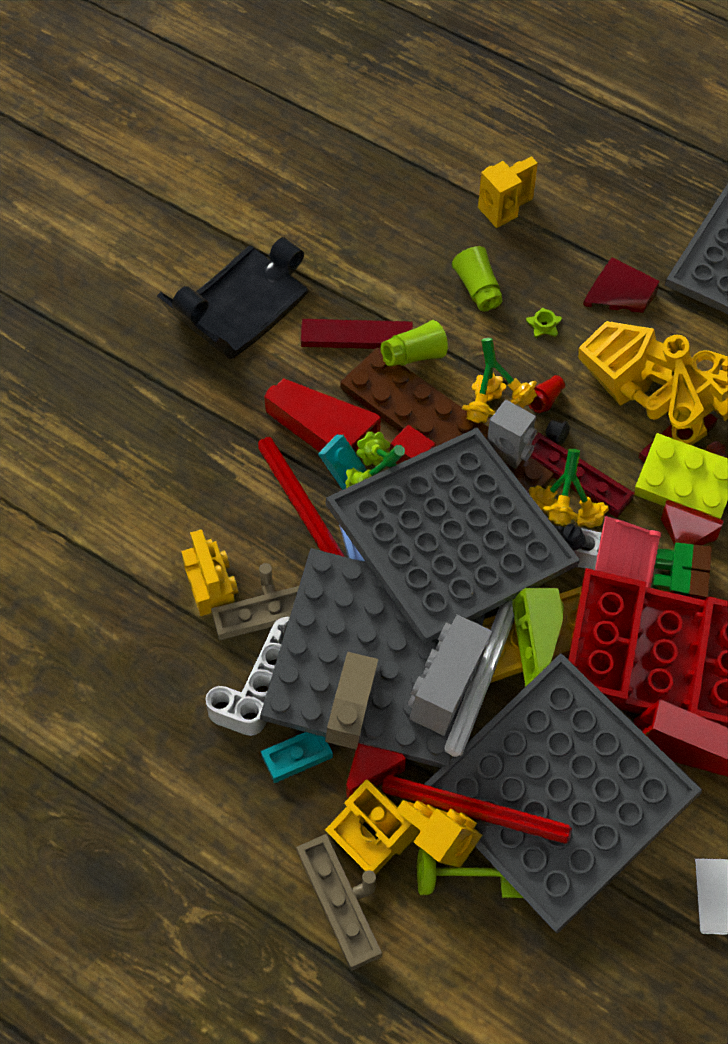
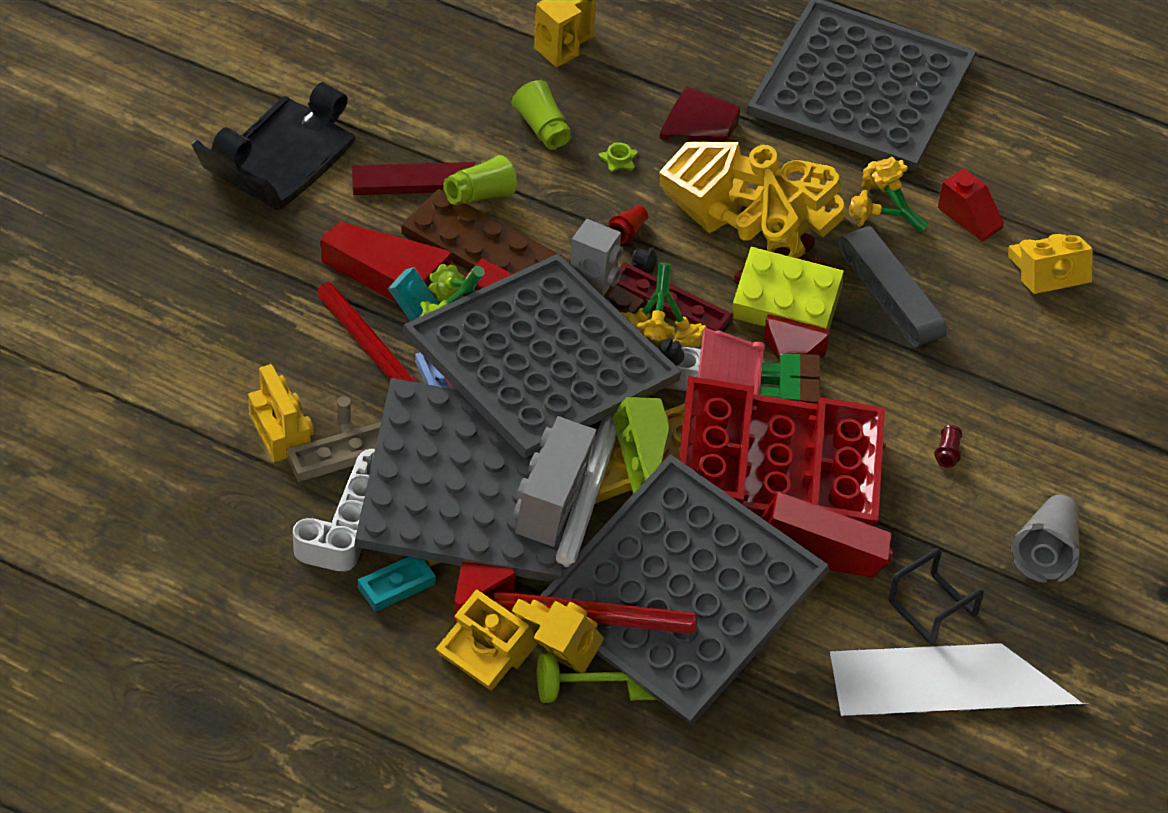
camera: 10 degrees left, 10 degrees down
(341, 901) = (460, 713): dark tan plate -> none
(351, 700) = (452, 517): dark tan slope -> none
(491, 387) = (568, 221): yellow plant -> none

